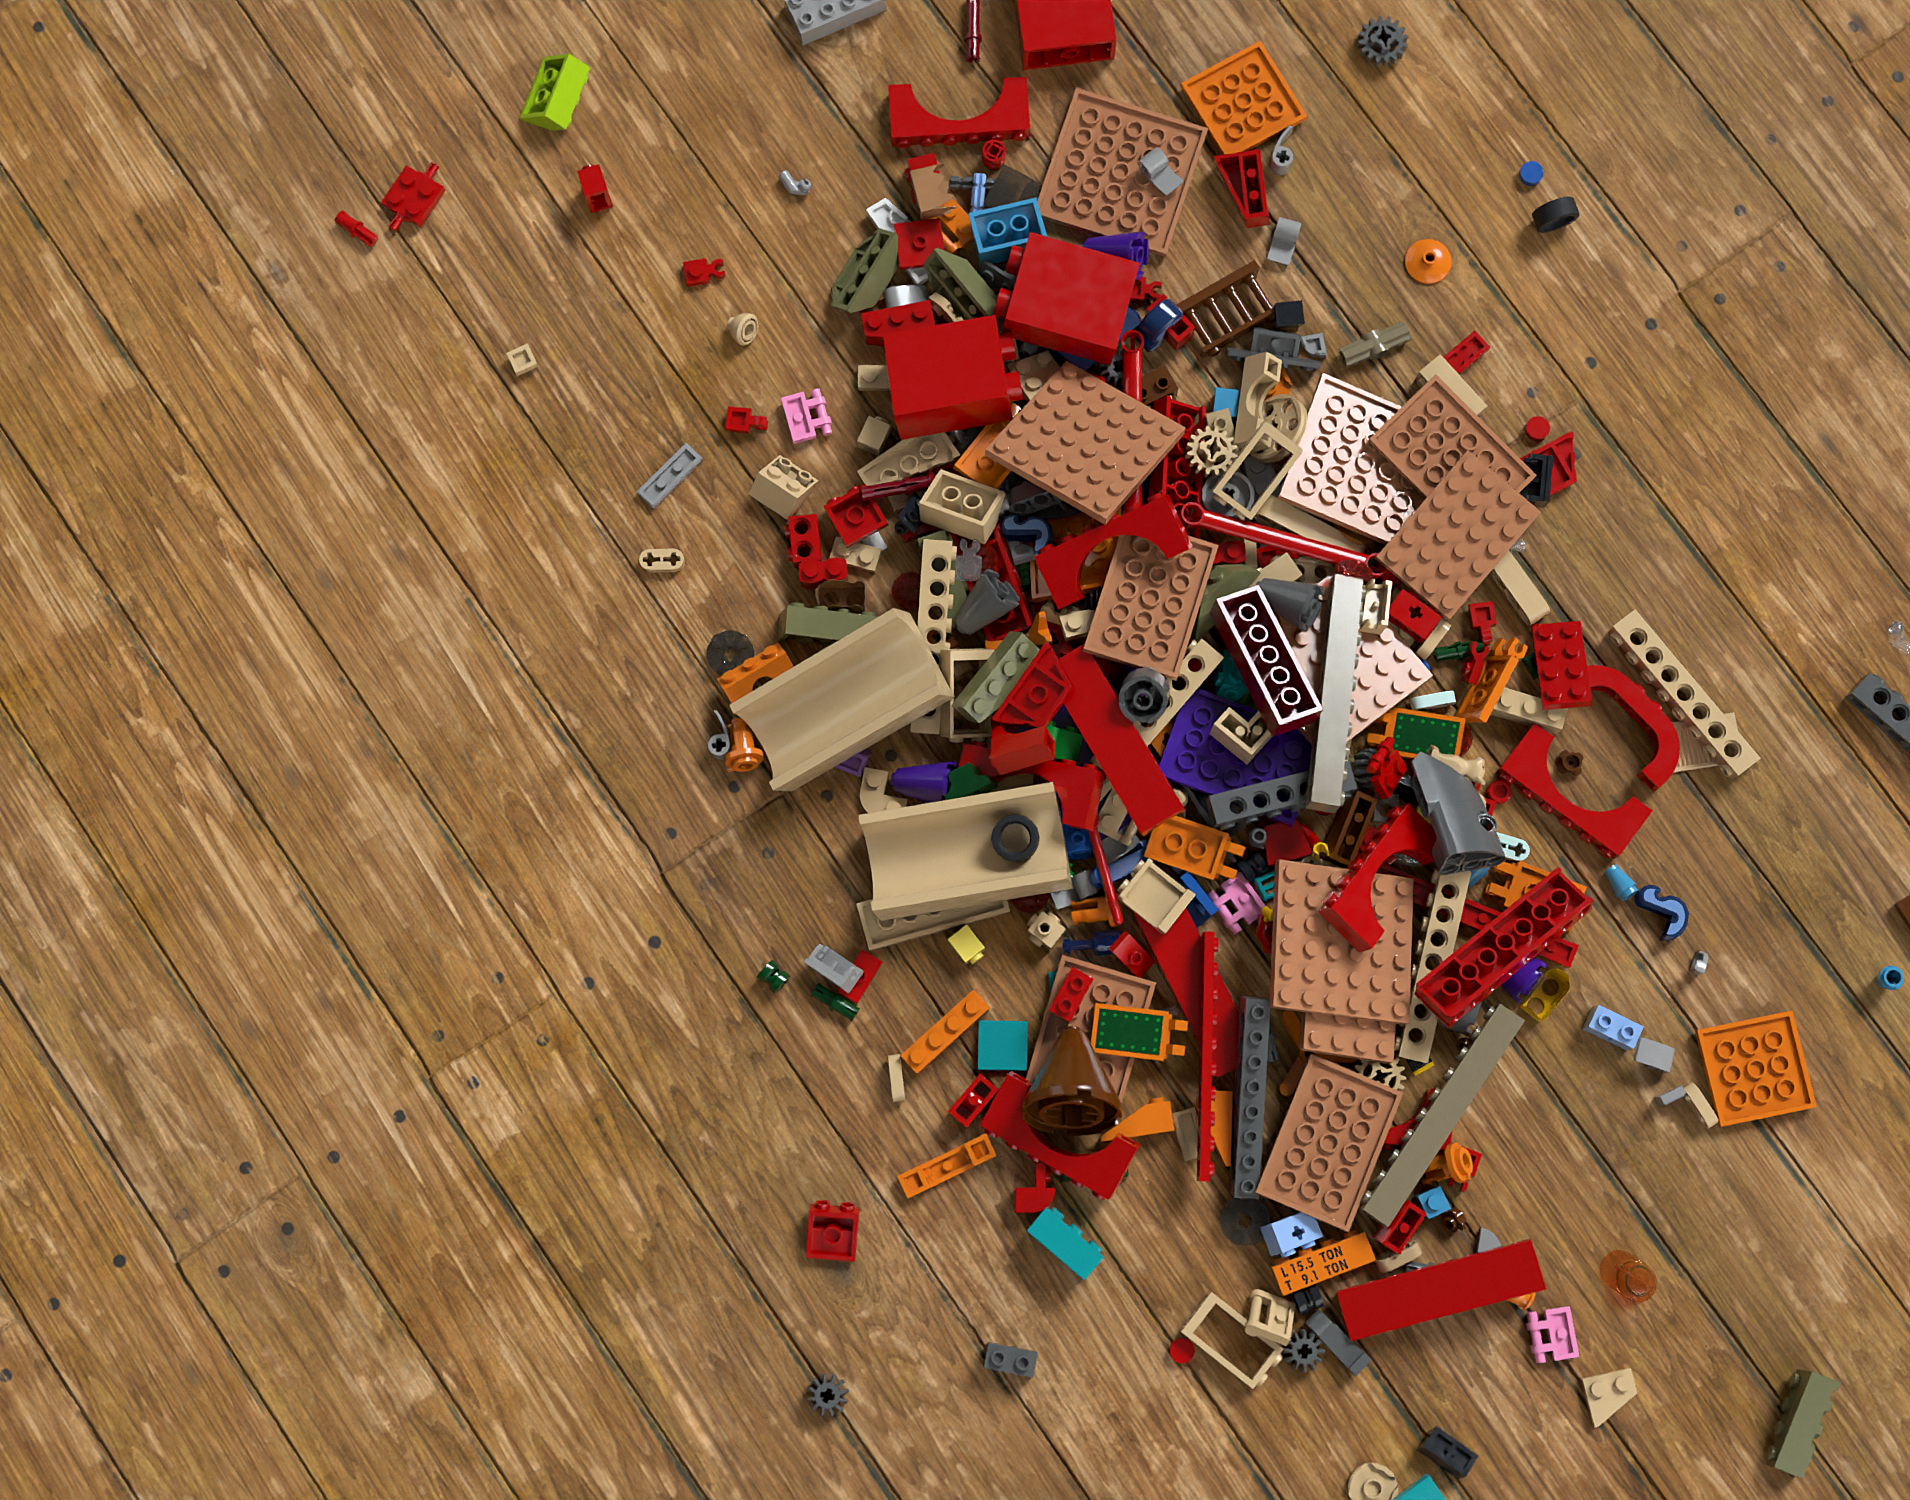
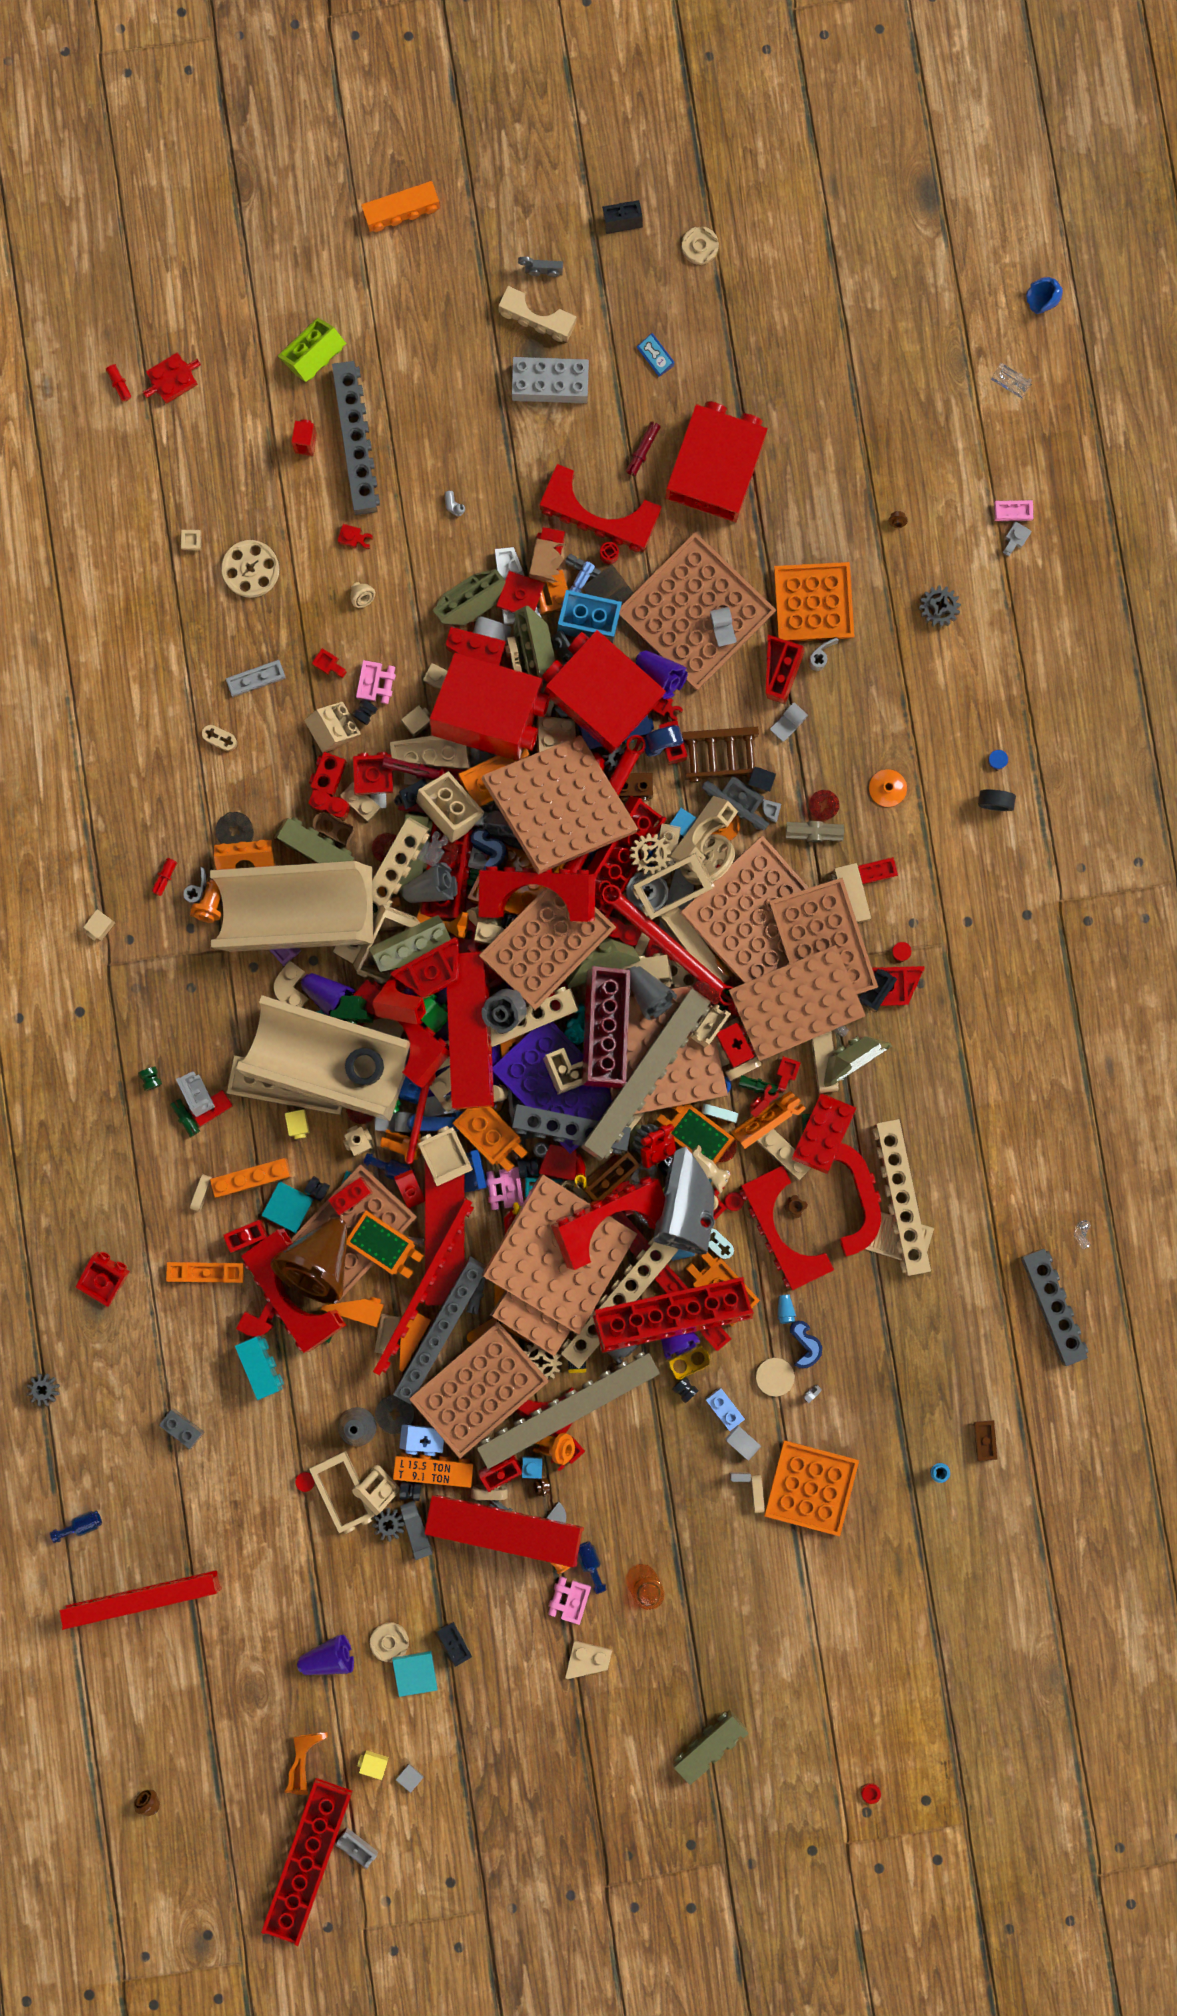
camera: 20 degrees right, 5 degrees up
(599, 350) = (241, 567): none -> tan wedge
(629, 833) = (98, 925): none -> tan brick
(676, 742) = (164, 876): none -> red axle
(693, 230) = (343, 372): none -> dark grey brick
(811, 453) = (364, 712): none -> black wheel
(1031, 1009) = (320, 1192): none -> black wheel
(1197, 1257) = (363, 1421): none -> dark grey cone
(1376, 304) = (832, 802): none -> clear red gear
(1548, 566) = (853, 1056): none -> olive wedge
(1555, 1281) = (589, 1563): none -> clear blue piece
(1557, 1028) = (689, 1390): none -> black wheel
(1648, 964) = (775, 1377): none -> tan tile

